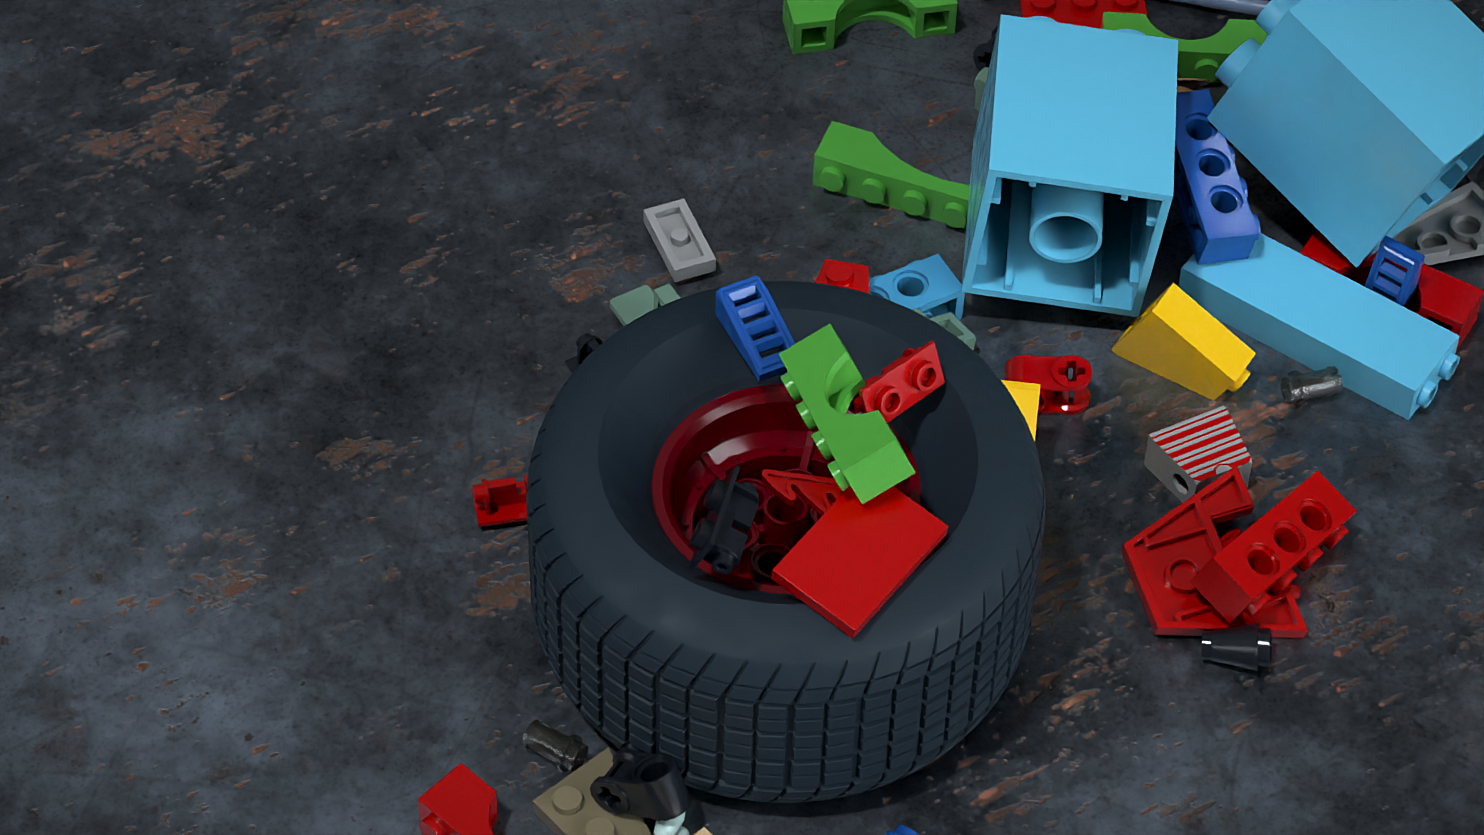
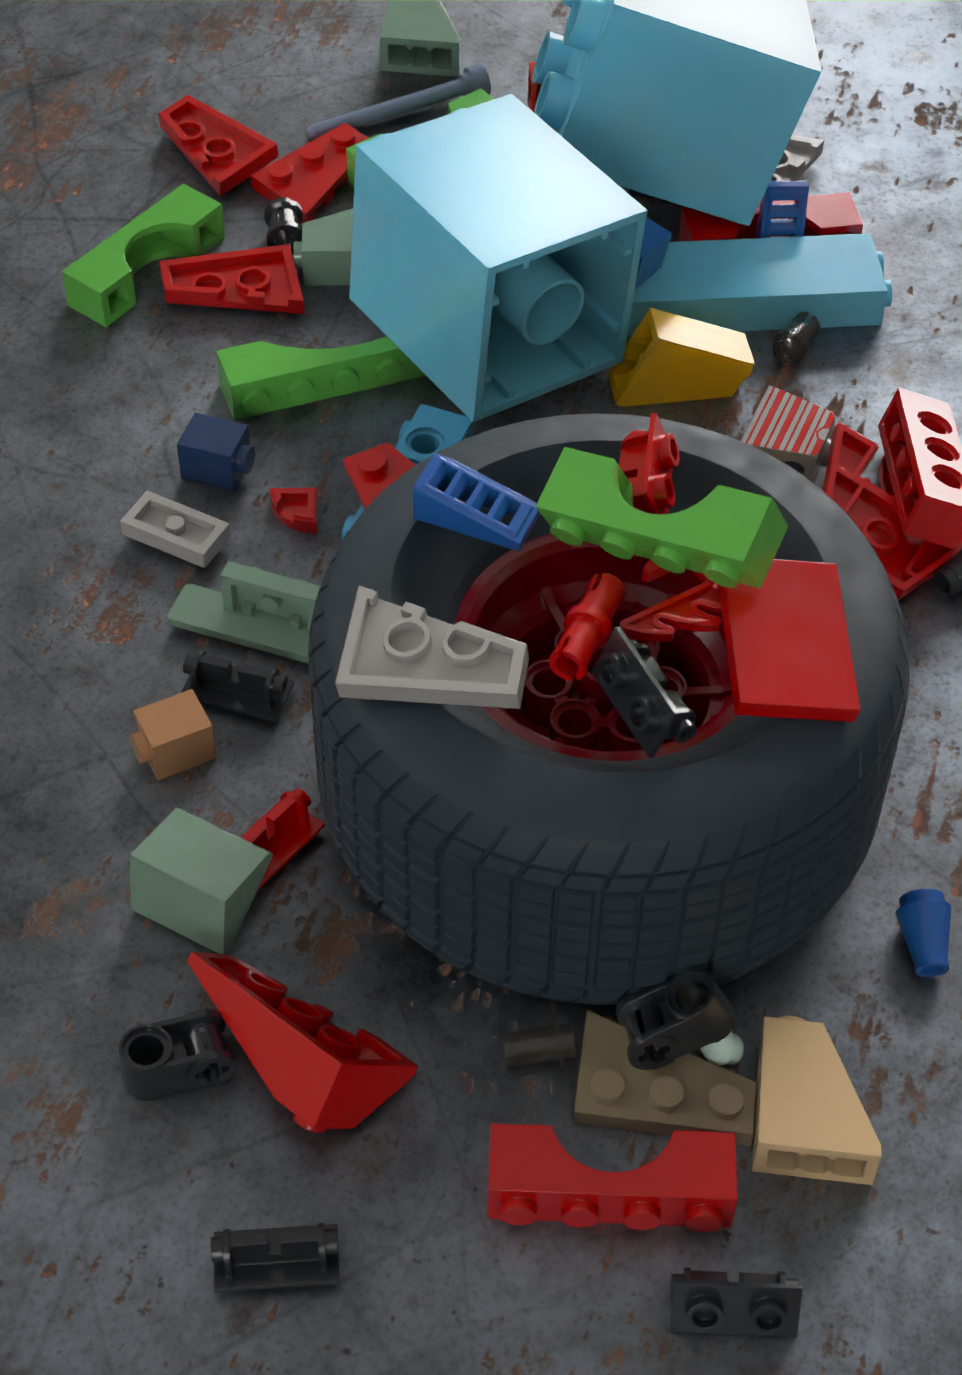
camera: 40 degrees left, 0 degrees up
(267, 750) = (275, 1258): none -> black hinge
(329, 589) = (178, 1053): none -> black piece
(404, 643) = (303, 1059): none -> red wedge
(443, 486) = (196, 879): none -> sand green slope
(528, 383) = (173, 735): none -> medium nougat brick
(610, 408) = (417, 658): none -> light grey wing
(744, 453) = (587, 627): none -> red pin
(762, 198) = (215, 451): none -> dark blue brick
(783, 269) = (296, 508): none -> red tile
(918, 73) = (235, 279): none -> red wing

